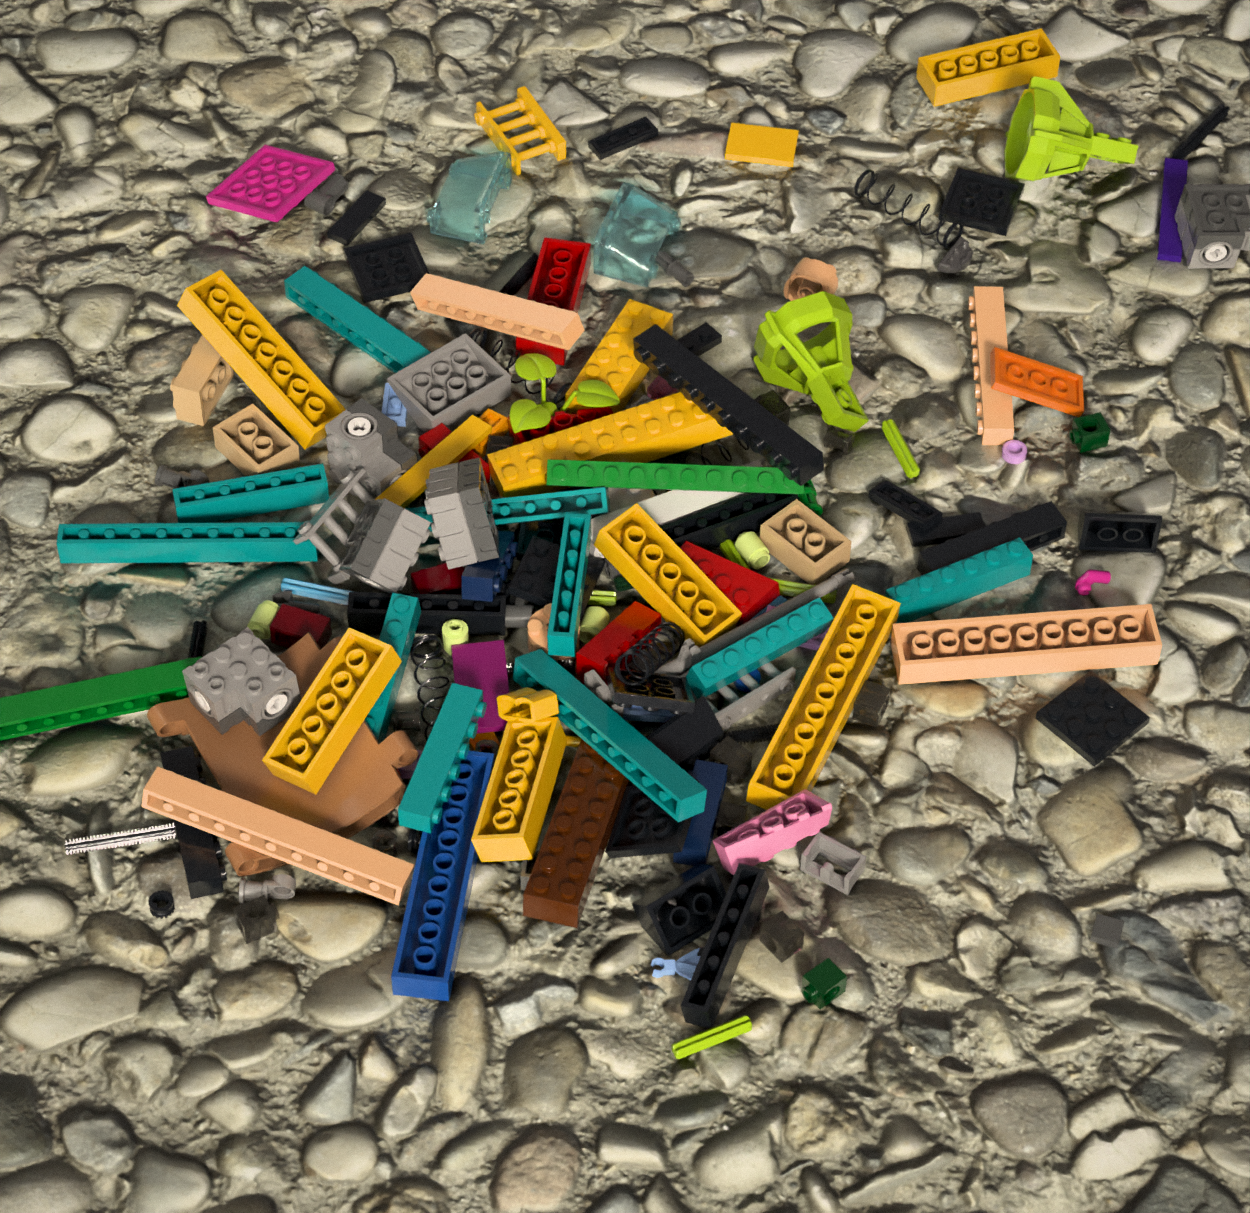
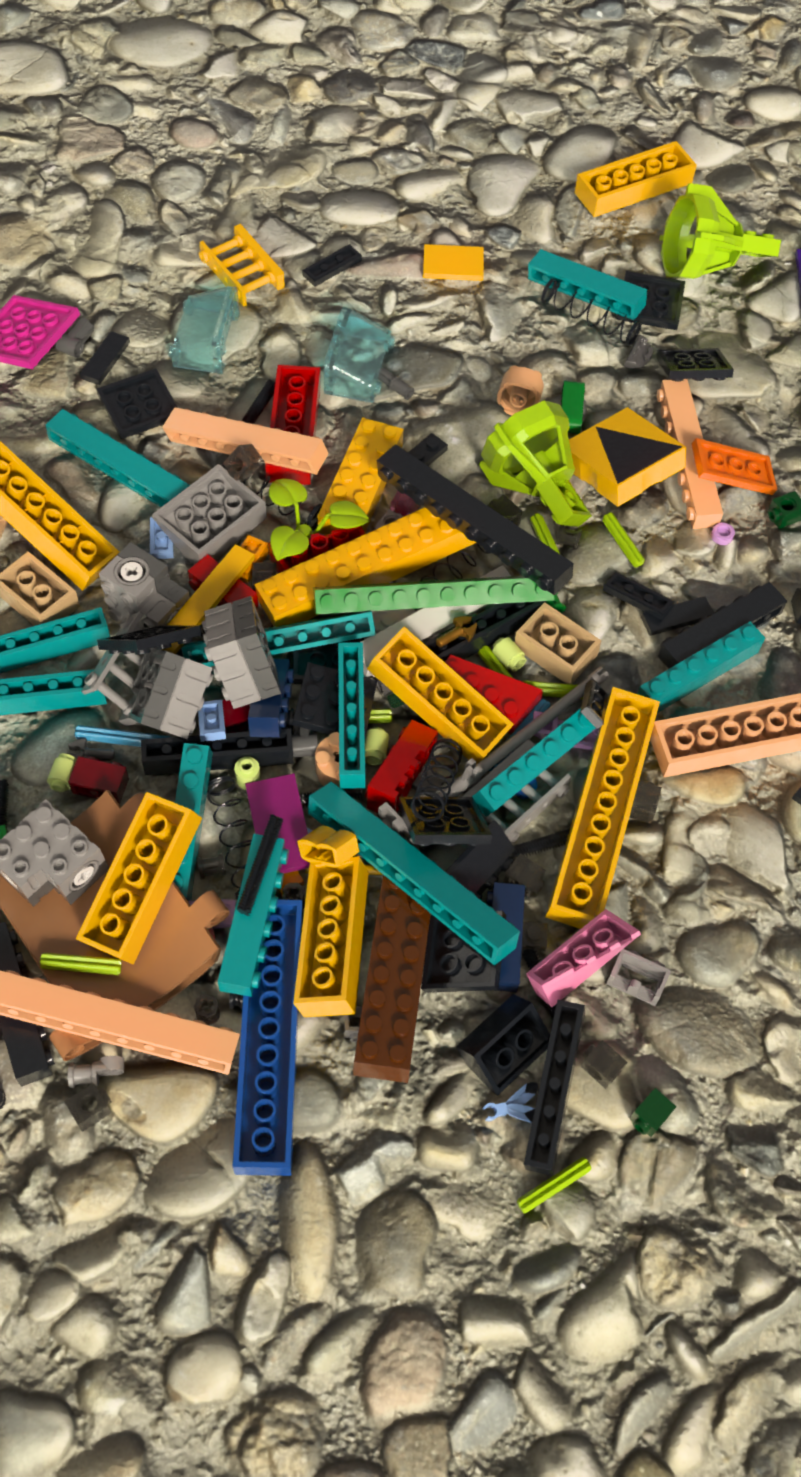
camera: 10 degrees left, 10 degrees up
(263, 788) = (80, 963): none -> lime axle
(369, 491) = (144, 639): none -> black plate
(424, 580) = (212, 721): none -> light blue plate
(454, 709) = (259, 865): none -> black axle
(492, 332) = (251, 462): none -> clear smoke brick
(699, 517) = (458, 631): none -> pearl gold bar
(813, 436) = (542, 531): none -> lime axle
(829, 598) = (594, 703): none -> black tile
(868, 307) = (572, 404): none -> green beam
(914, 361) = (625, 456): none -> yellow tile
(925, 184) = (605, 289): none -> teal brick
(1014, 272) = (694, 364): none -> black plate

